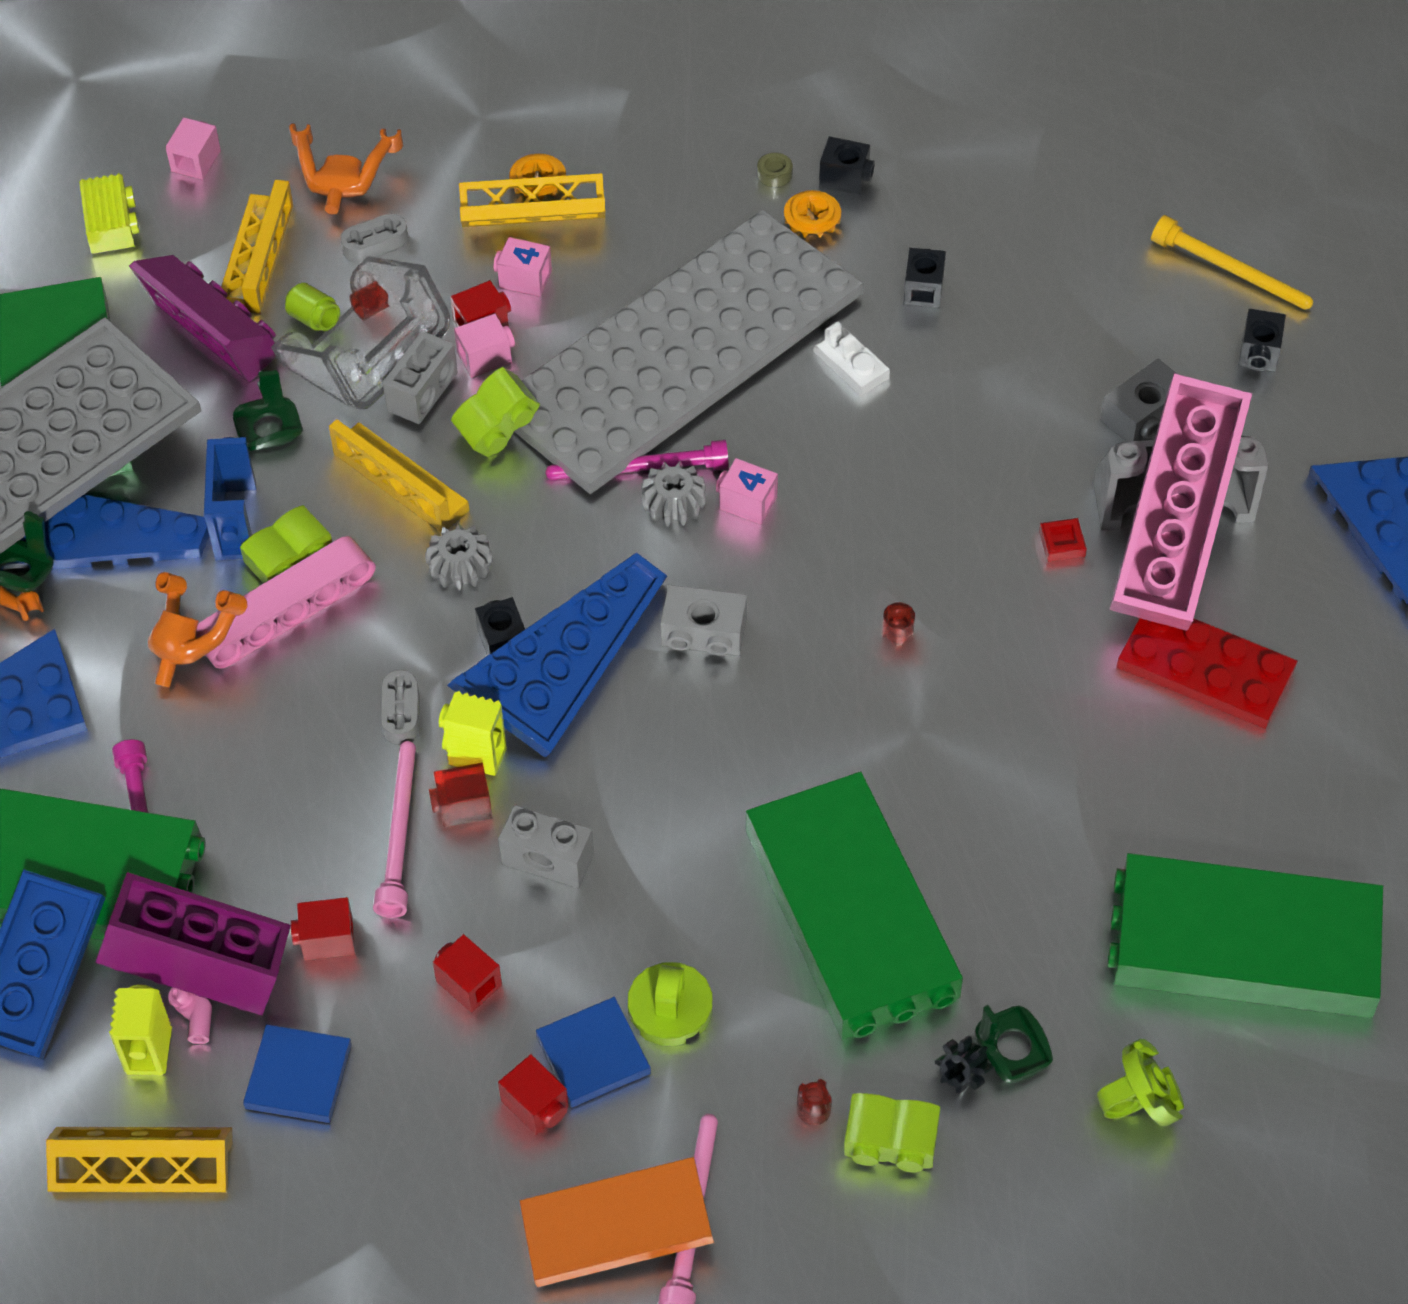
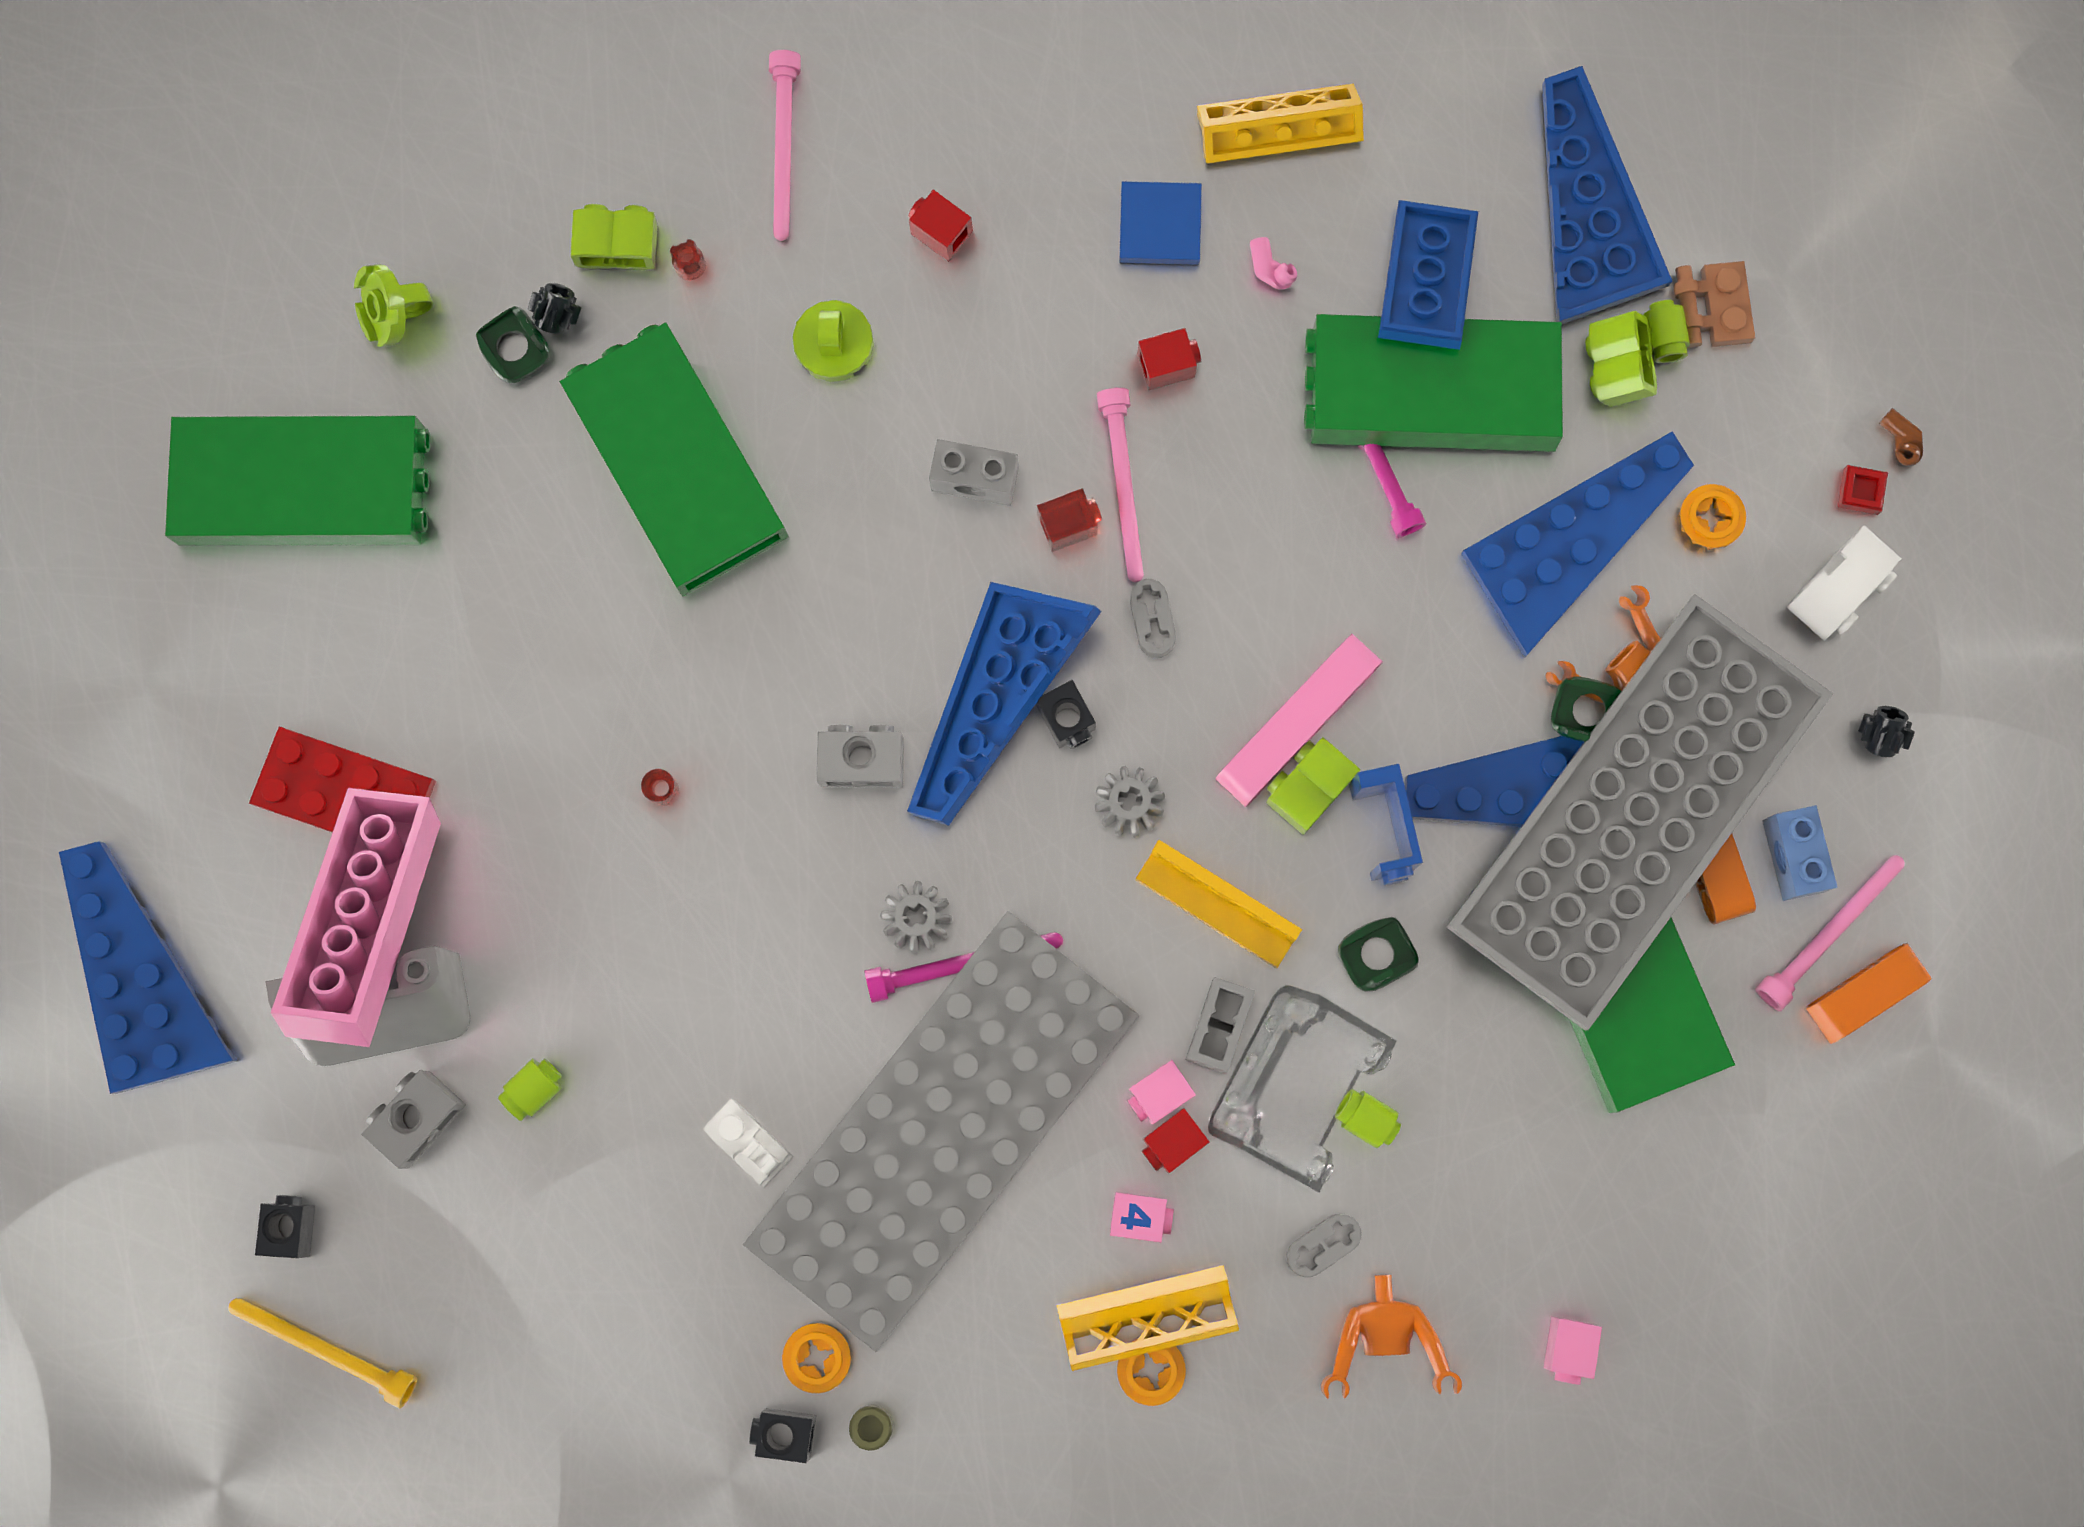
camera: 175 degrees right, 25 degrees up
(108, 214) = (1642, 1228): neon yellow brick -> none
(140, 1030) = (1307, 217): neon yellow brick -> none
(175, 635) = (1398, 653): orange piece -> none
(194, 944) = (1281, 305): magenta slope -> none
(207, 314) = (1483, 1078): magenta slope -> none
(266, 248) = (1443, 1208): yellow fence -> none
(369, 300) = (1304, 1135): clear red hose -> none
(467, 972) = (1025, 334): red brick -> none
(473, 732) = (1067, 572): neon yellow brick -> none
(495, 412) = (1125, 987): lime brick -> none
(593, 1051) = (896, 283): blue tile -> none
(615, 1222) = (846, 120): orange tile -> none
(747, 490) = (838, 932): bright pink brick -> none
(924, 277) = (688, 1256): black brick -> none
(1039, 411) = (530, 1088): none -> lime brick
(1062, 540) = (497, 928): red tile -> none

